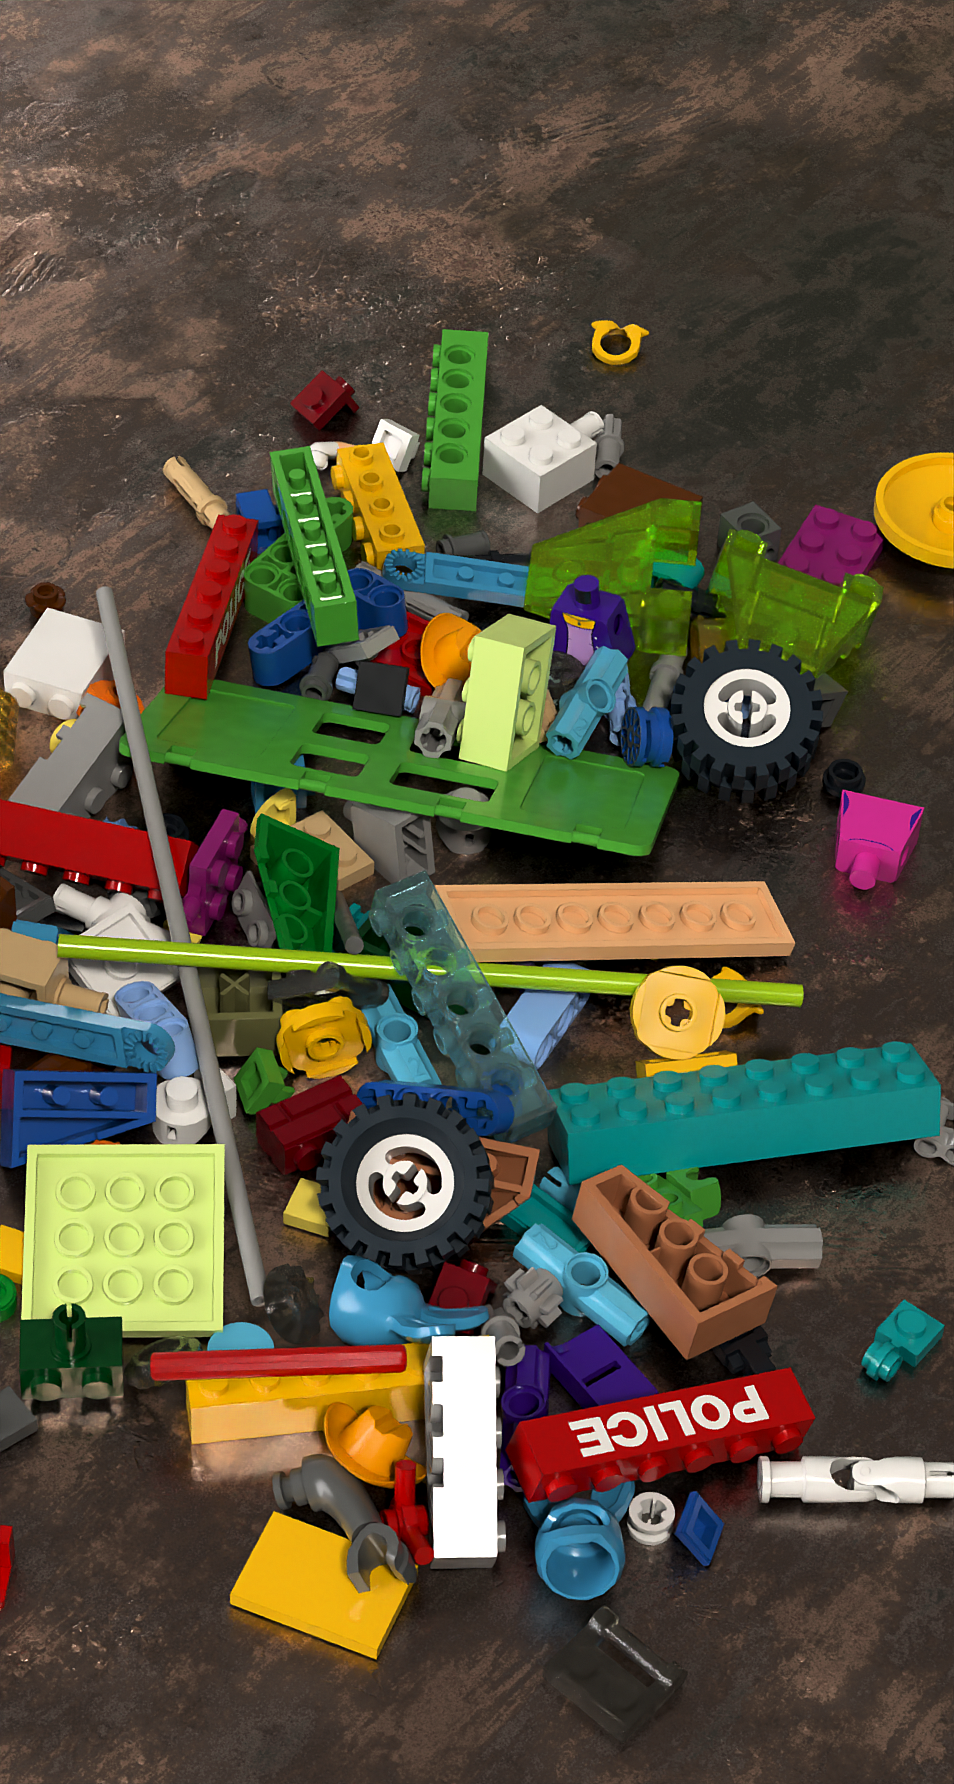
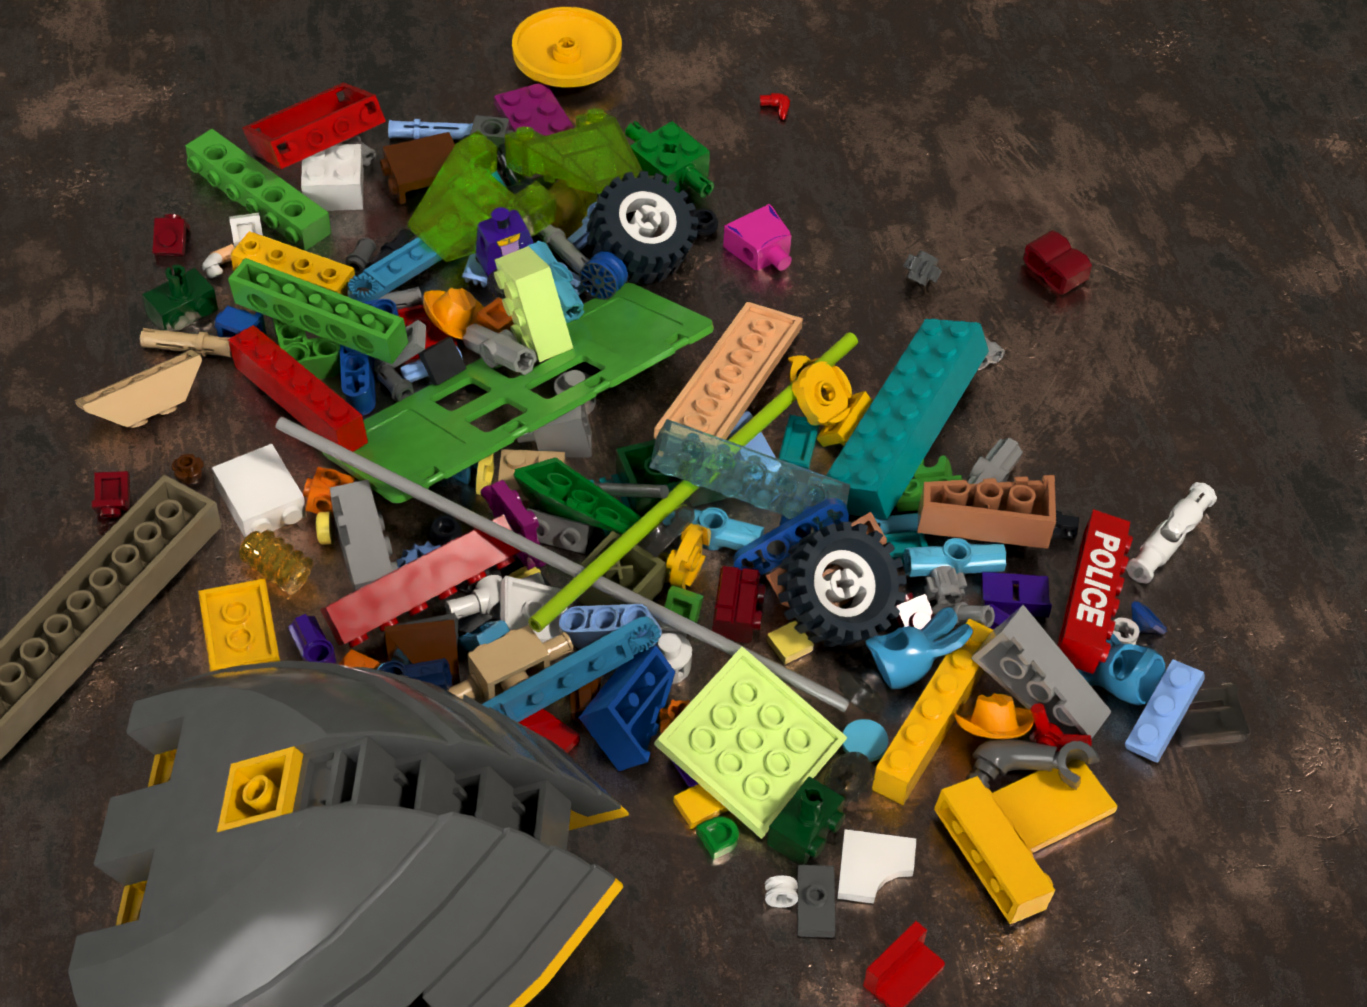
camera: 50 degrees left, 5 degrees up
(78, 1454) = (871, 861): none -> white tile
(90, 506) = (145, 393): none -> tan wedge
(187, 1553) = (994, 849): none -> yellow brick
(240, 455) = (180, 300): none -> dark green brick
(278, 1362) = (920, 721): red axle -> none
(562, 1617) = (1165, 710): none -> light blue plate
(571, 391) = (313, 125): none -> red window
(604, 1054) = (798, 441): none -> teal tile
(607, 327) = (273, 73): yellow piece -> none
(694, 480) = (418, 129): none -> light blue pin
(894, 692) = (673, 155): none -> green brick
(901, 1337) = (1094, 455): teal plate -> none

